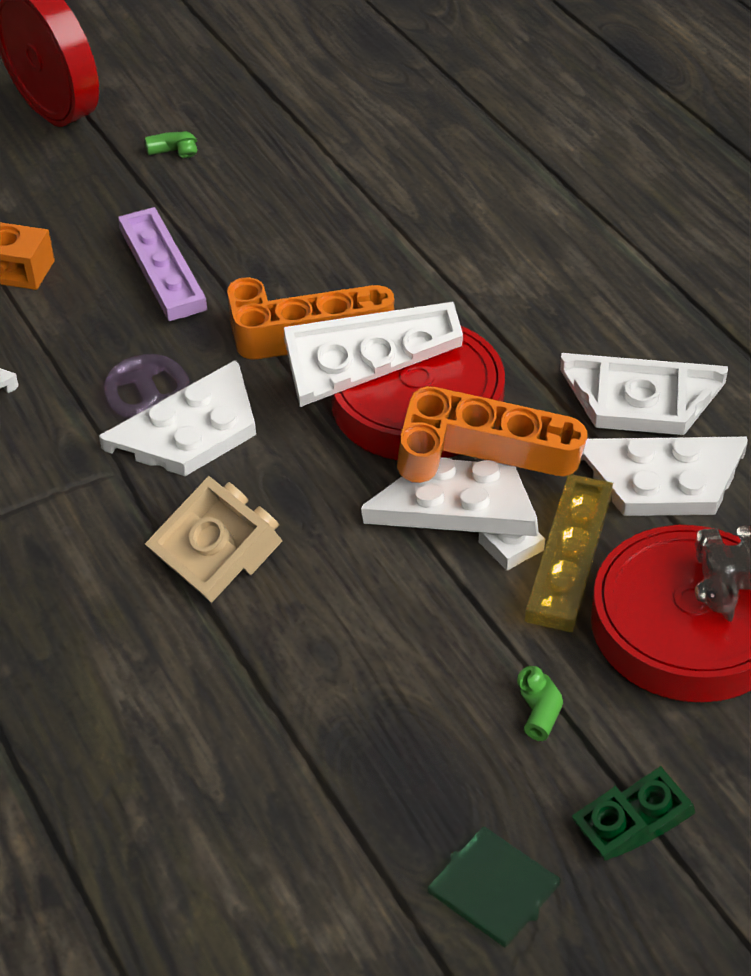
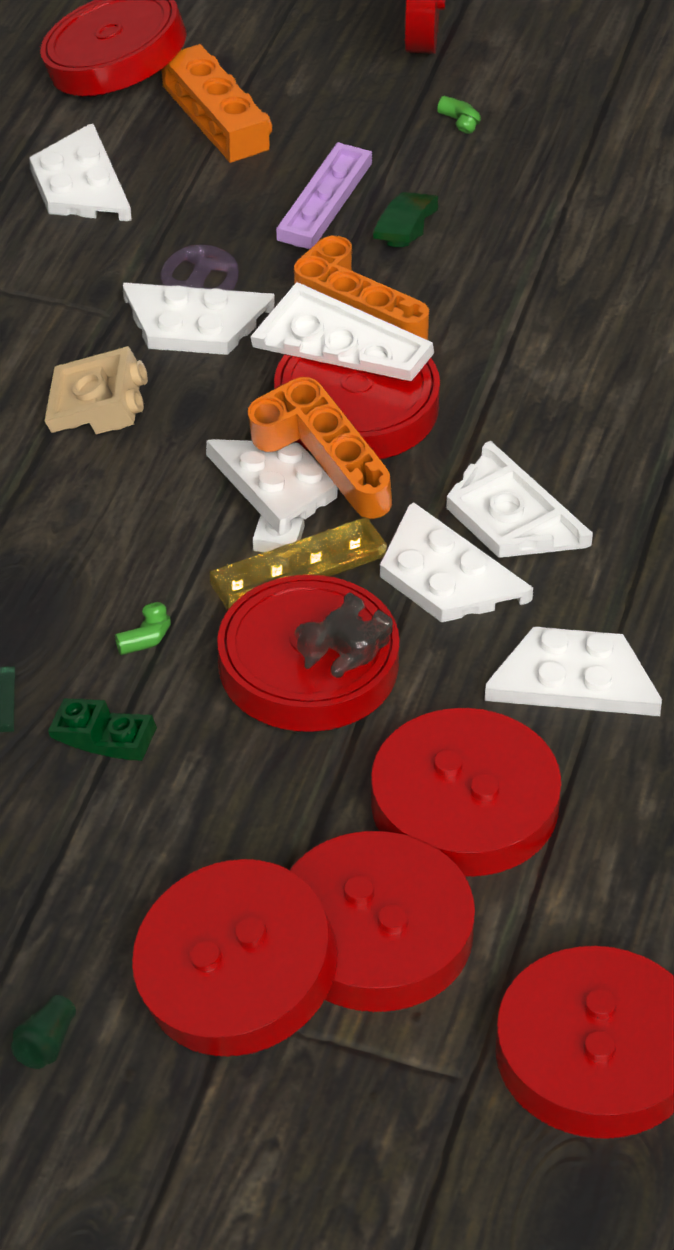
camera: 45 degrees right, 0 degrees up
(250, 239) = (405, 218): none -> dark green slope

